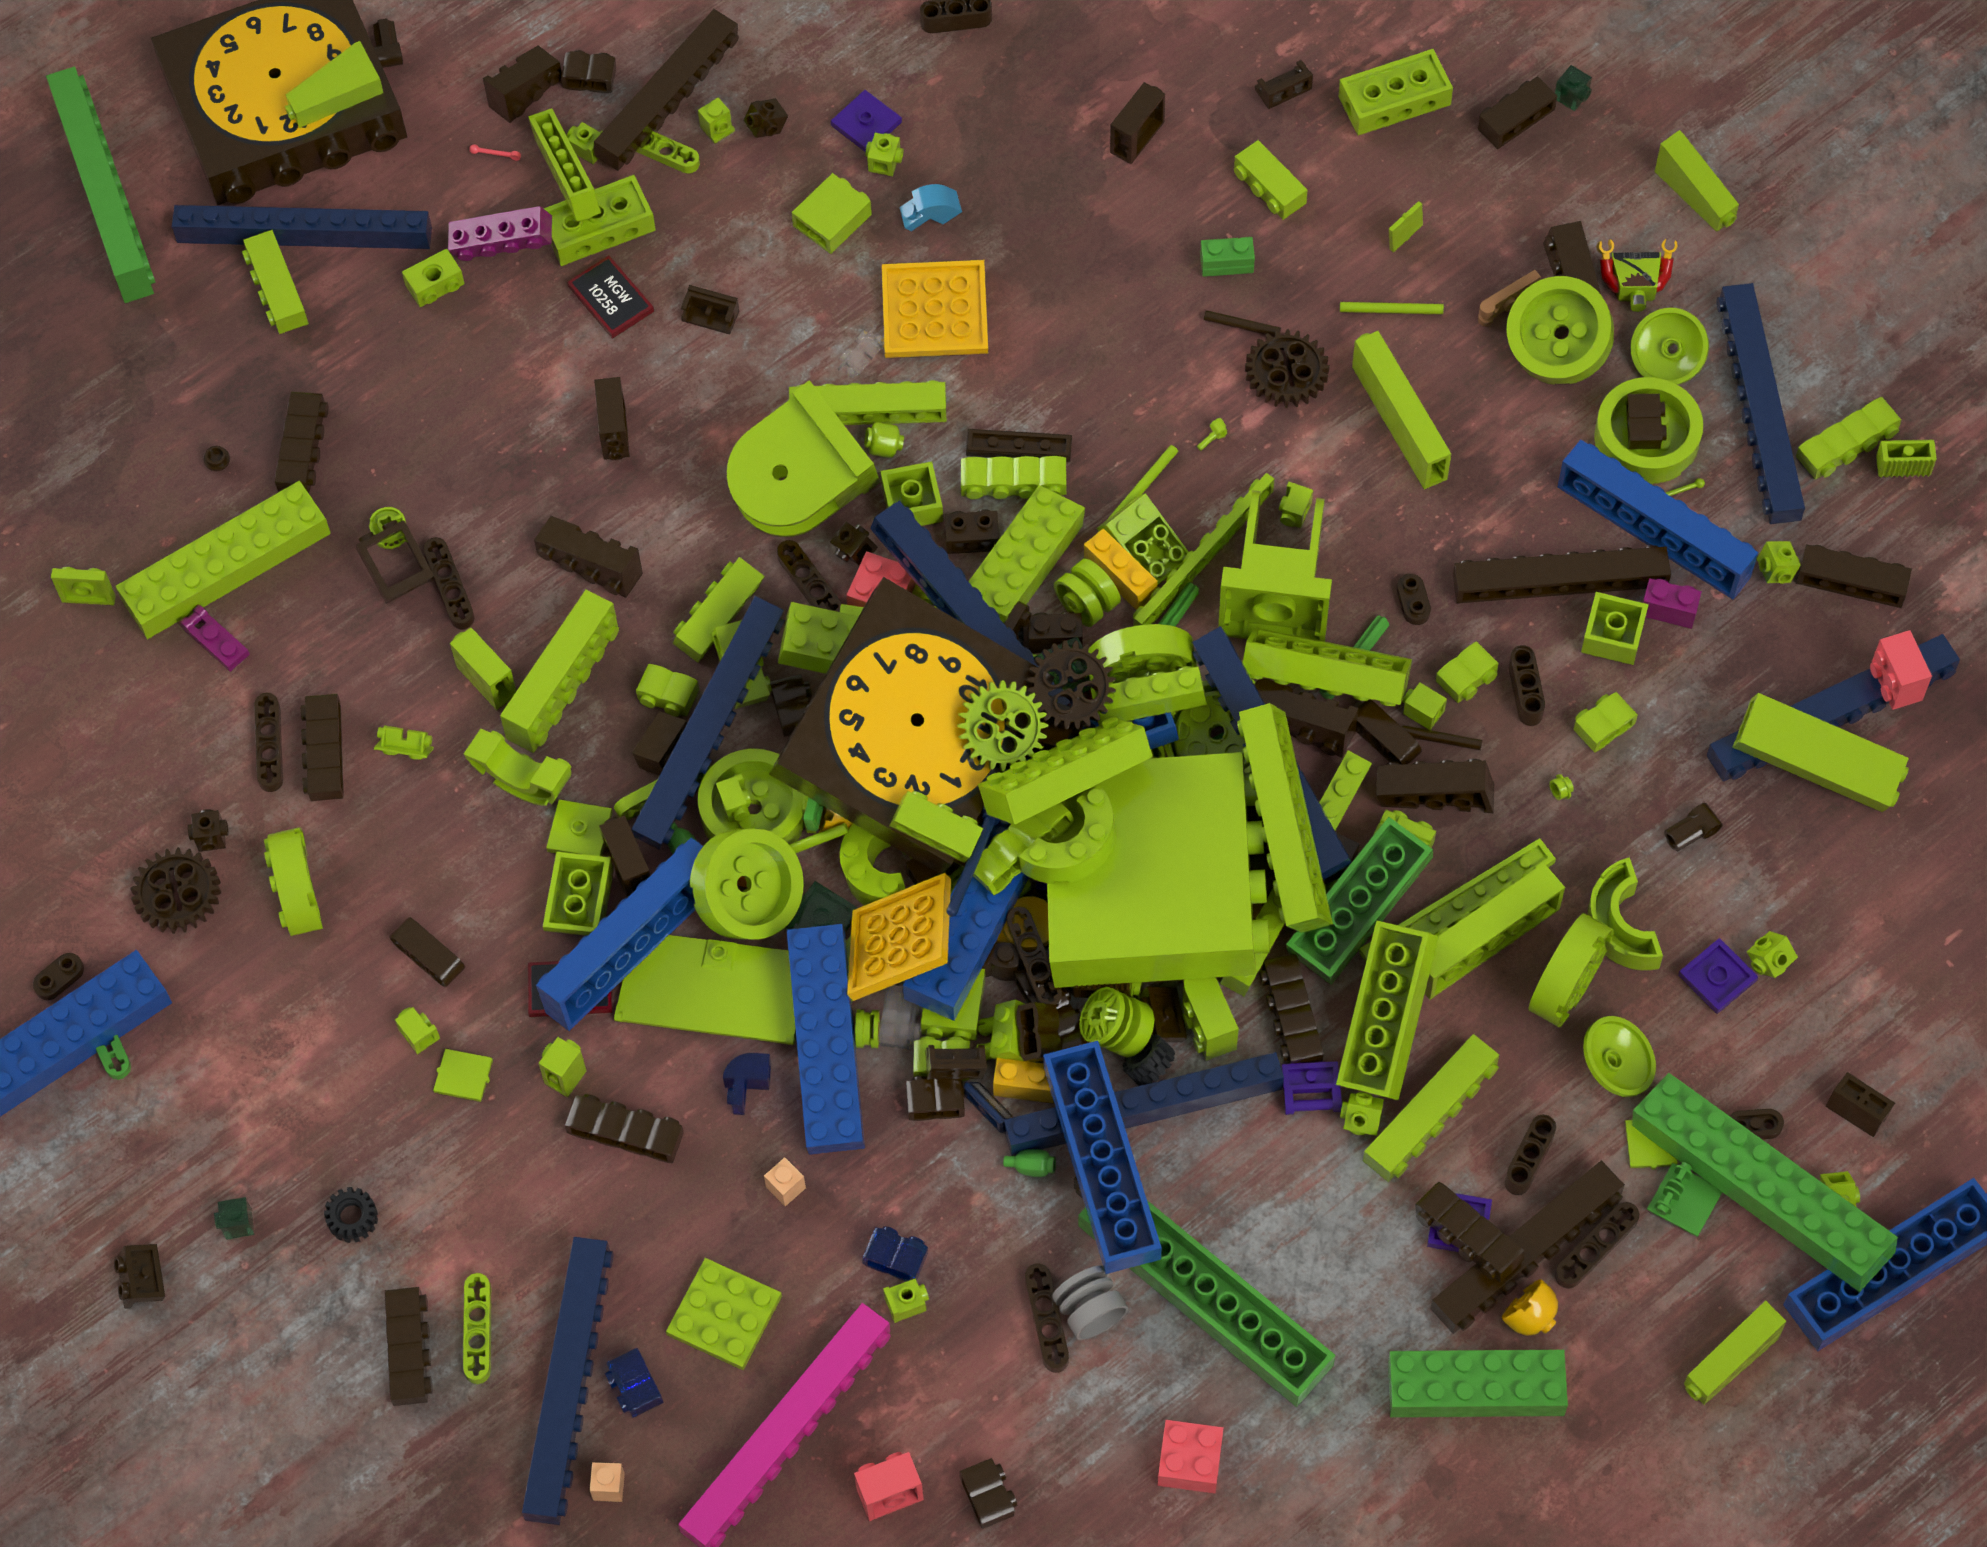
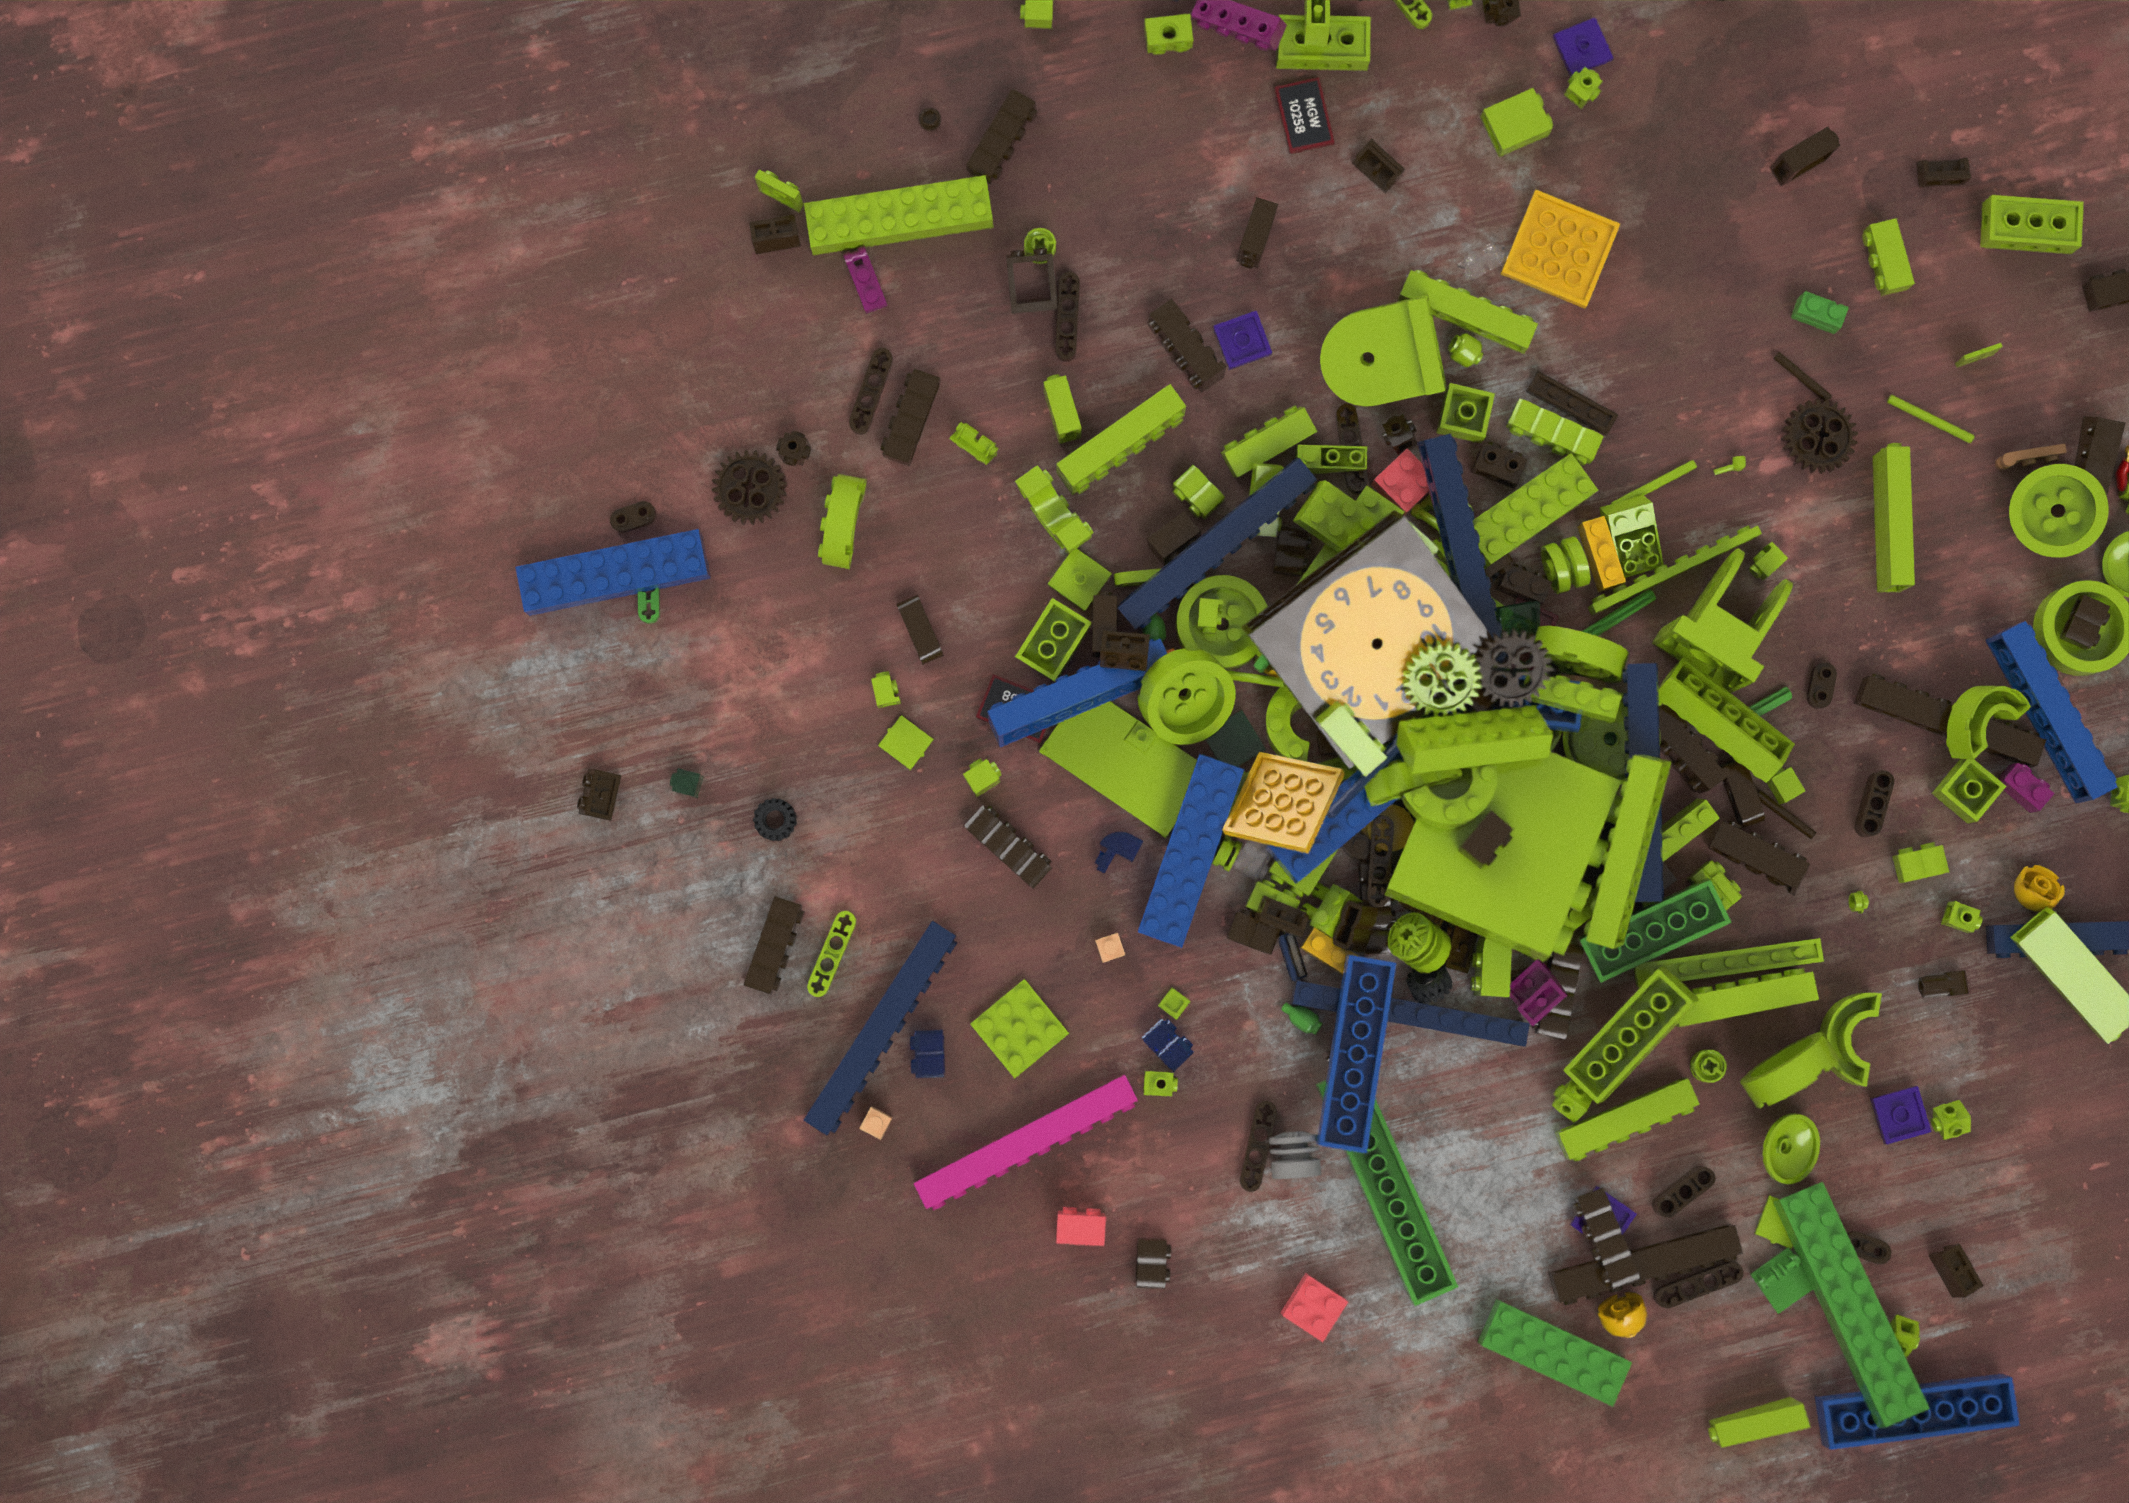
camera: 20 degrees right, 20 degrees up
(97, 633) = (774, 234): none -> dark brown hinge
(645, 527) = (1242, 340): none -> dark purple plate
(657, 862) = (1124, 650): none -> dark brown bracket
(802, 590) = (1332, 458): none -> lime slope
(883, 1211) = (1174, 1003): none -> lime tile
(930, 202) = (1600, 152): dark azure brick -> none
(1129, 865) = (1486, 839): none -> dark brown brick
(1267, 1019) = (1536, 992): none -> magenta slope
(1311, 1078) = (1546, 1051): dark purple plate -> none
(1467, 672) = (1833, 770): lime brick -> none
(1490, 1016) = (1708, 1066): none -> lime wheel
(1575, 551) = (1971, 715): none -> lime brick
(1669, 760) = (1954, 917): none -> lime brick
(1699, 483) = (2100, 690): lime hinge -> none
(1734, 690) = (2038, 888): none -> yellow cylinder

